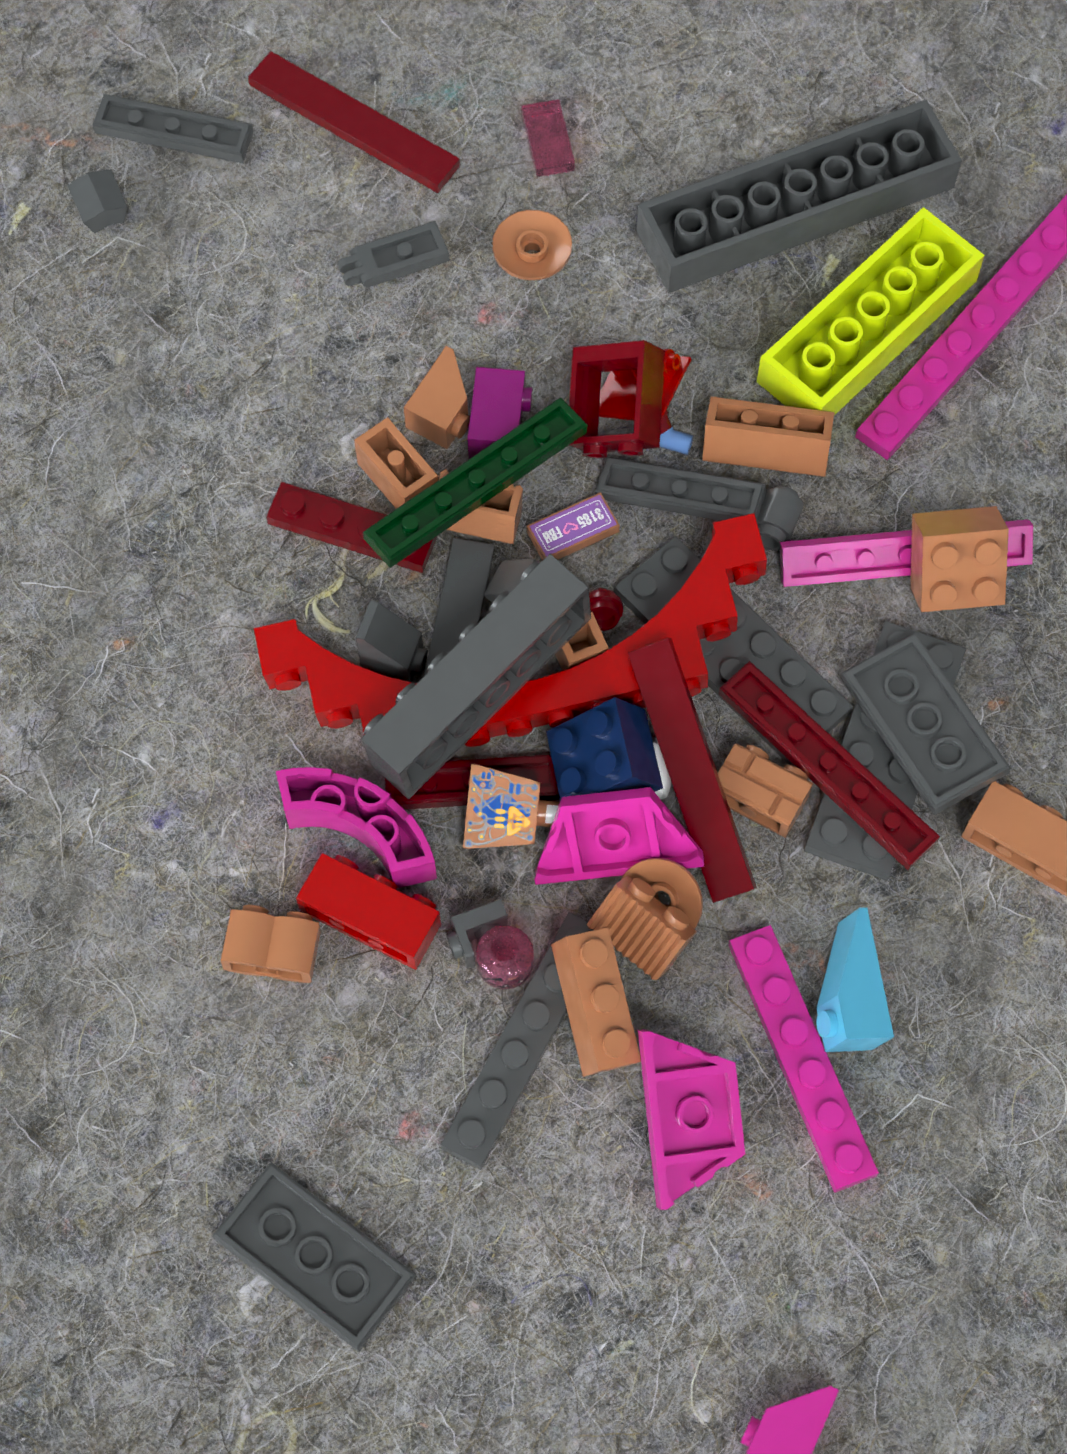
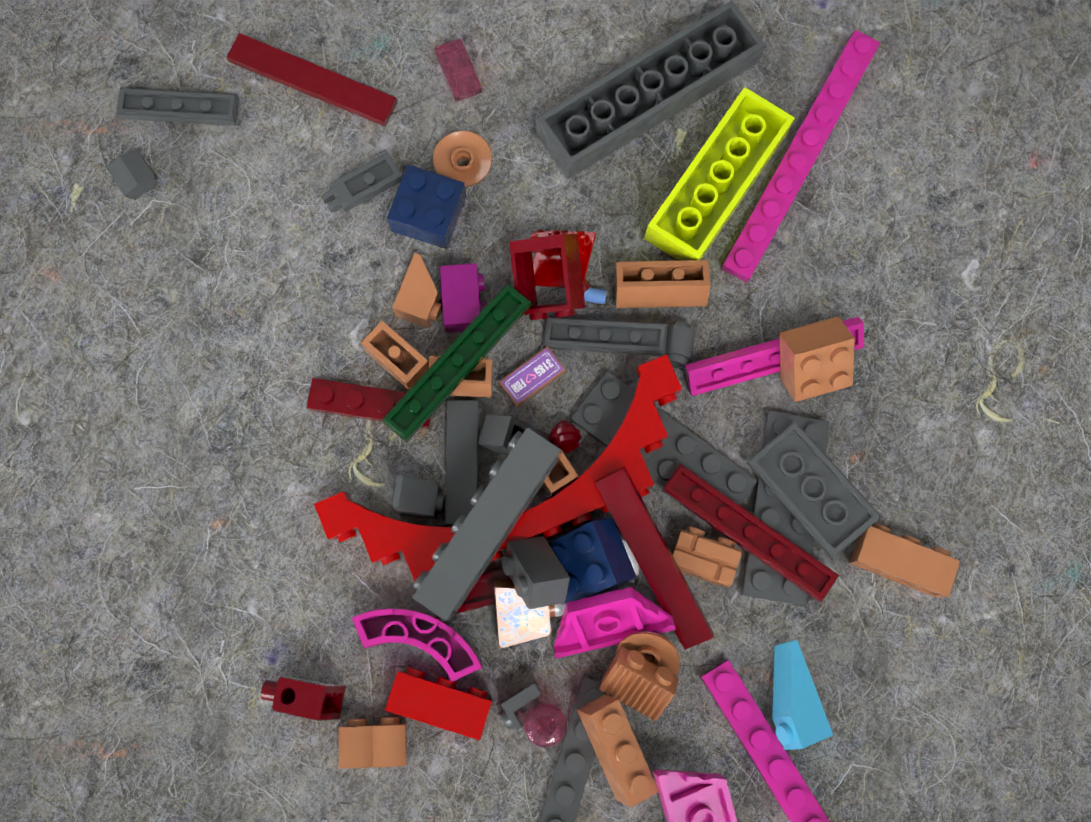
camera: 15 degrees left, 10 degrees up
(195, 867) = (304, 698): none -> dark red torso
(474, 295) = (427, 206): none -> dark blue brick
(528, 753) = (535, 572): none -> dark grey brick

